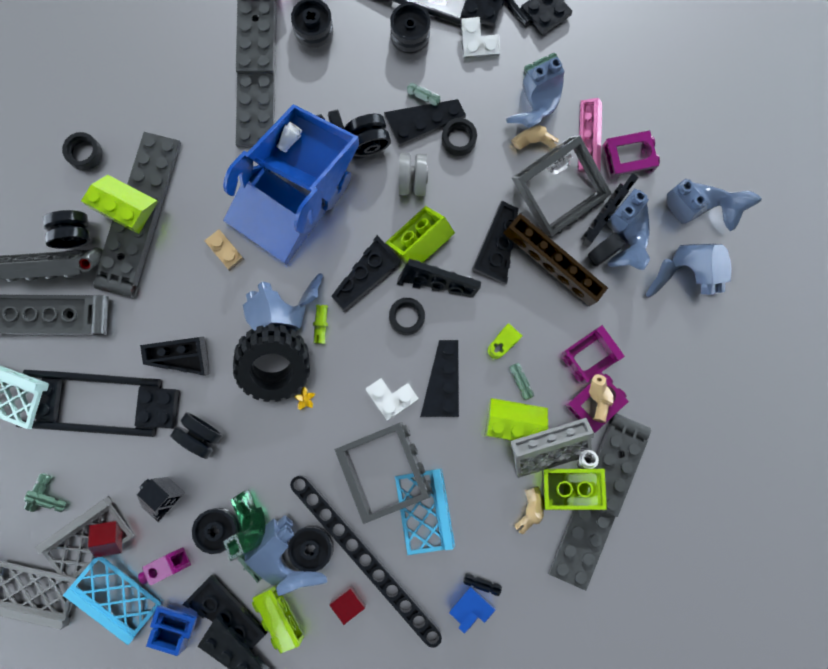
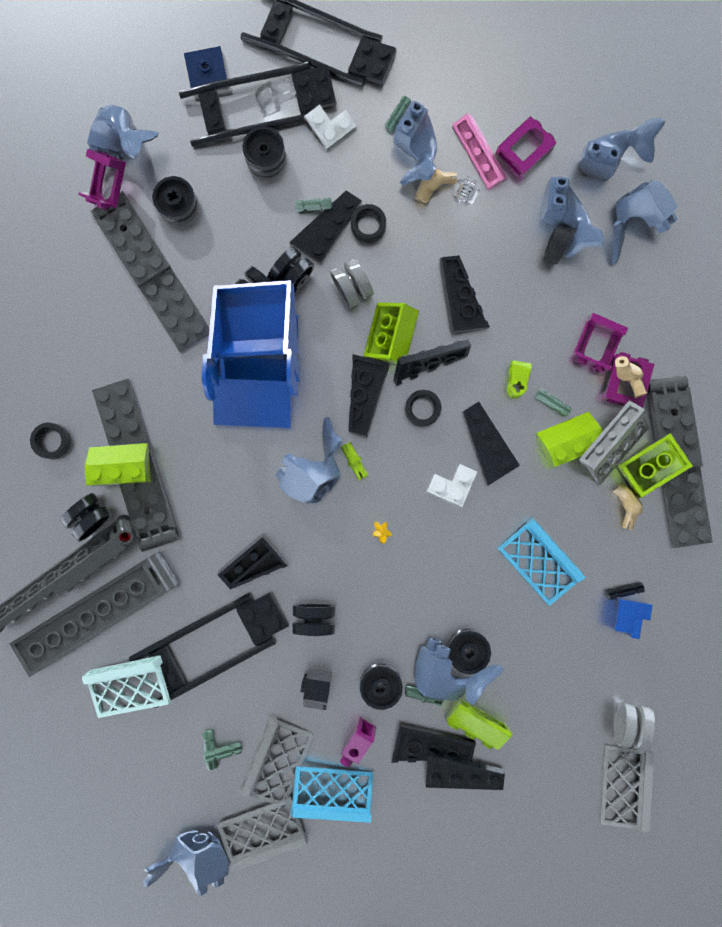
camera: 30 degrees left, 5 degrees up
(105, 539) = (295, 751): dark red piece -> none
(170, 630) = (397, 788): blue plate -> none
(224, 249) = (229, 449): tan plate -> none
(251, 527) = (408, 664): clear green arch -> none
(271, 384) = (324, 506): black tyre -> none
(289, 136) = (228, 317): white cone -> none
(347, 605) = (527, 677): dark red piece -> none
(355, 485) = (471, 577): dark grey window -> none
(368, 569) = (563, 647): black beam -> none
(555, 260) = (519, 281): dark brown brick -> none
(588, 460) = (650, 434): white cone -> none
(602, 191) = (507, 237): dark grey window -> none
(610, 206) = (538, 207): black wing -> none

